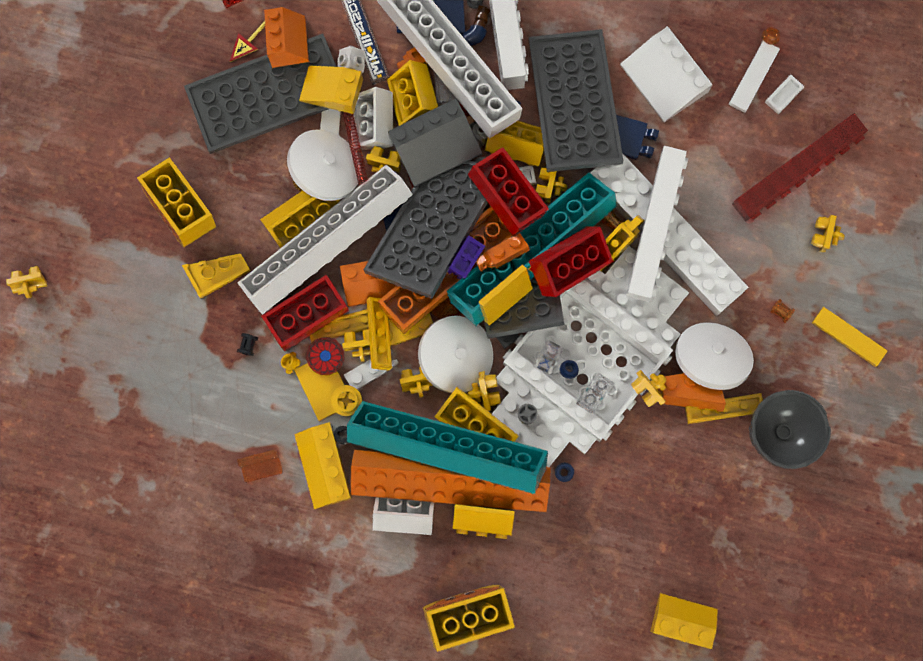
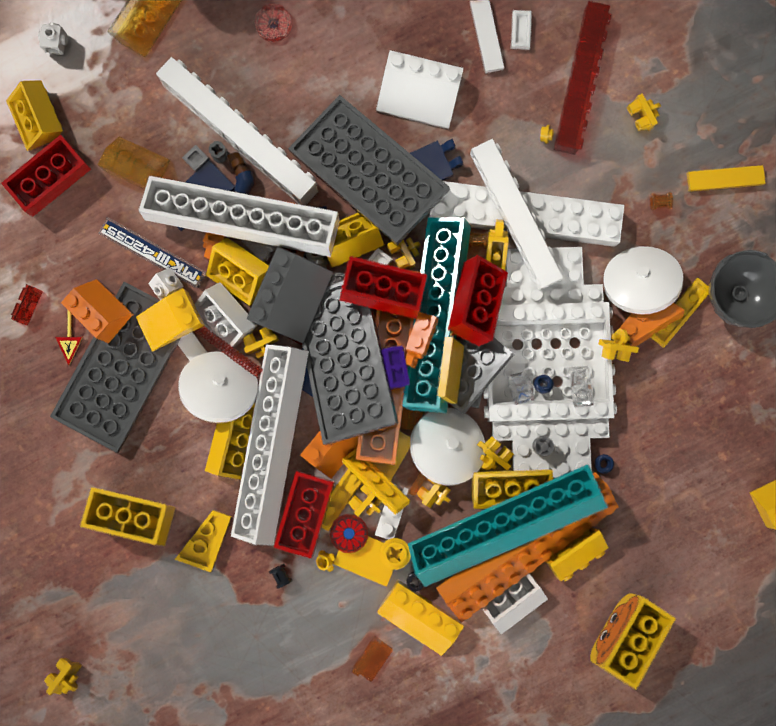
camera: 45 degrees left, 5 degrees up
(408, 364) = (416, 484): none -> clear orange tile
(735, 187) = (546, 134): none -> yellow plate

